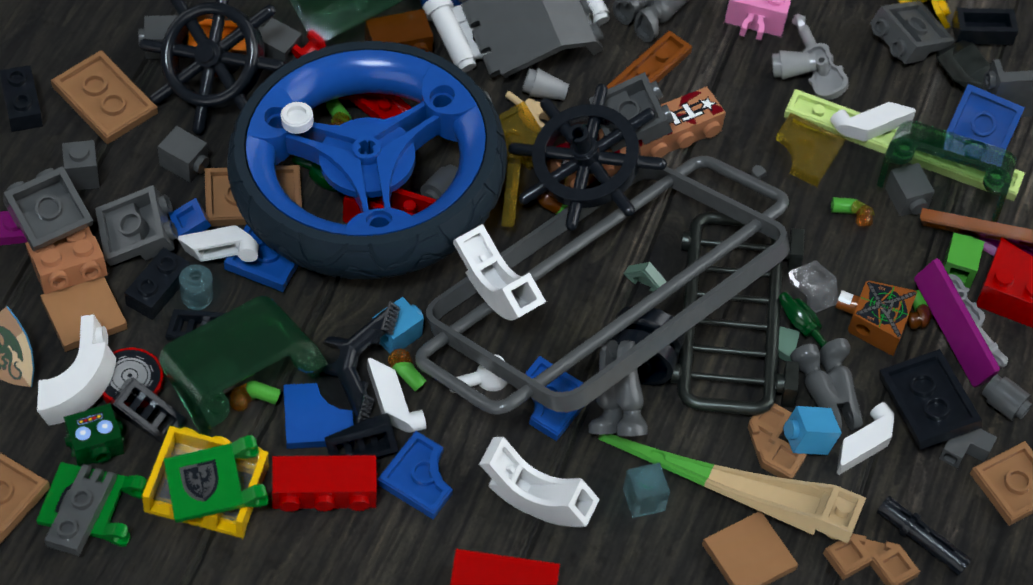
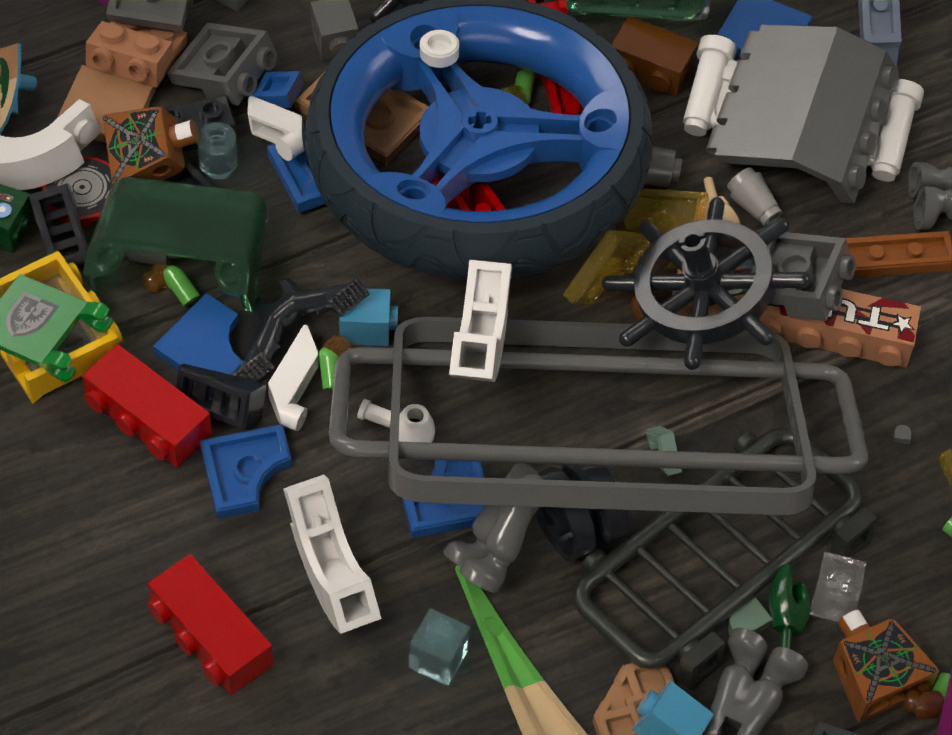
camera: 45 degrees right, 0 degrees up
(153, 315) = (147, 143): none -> torso

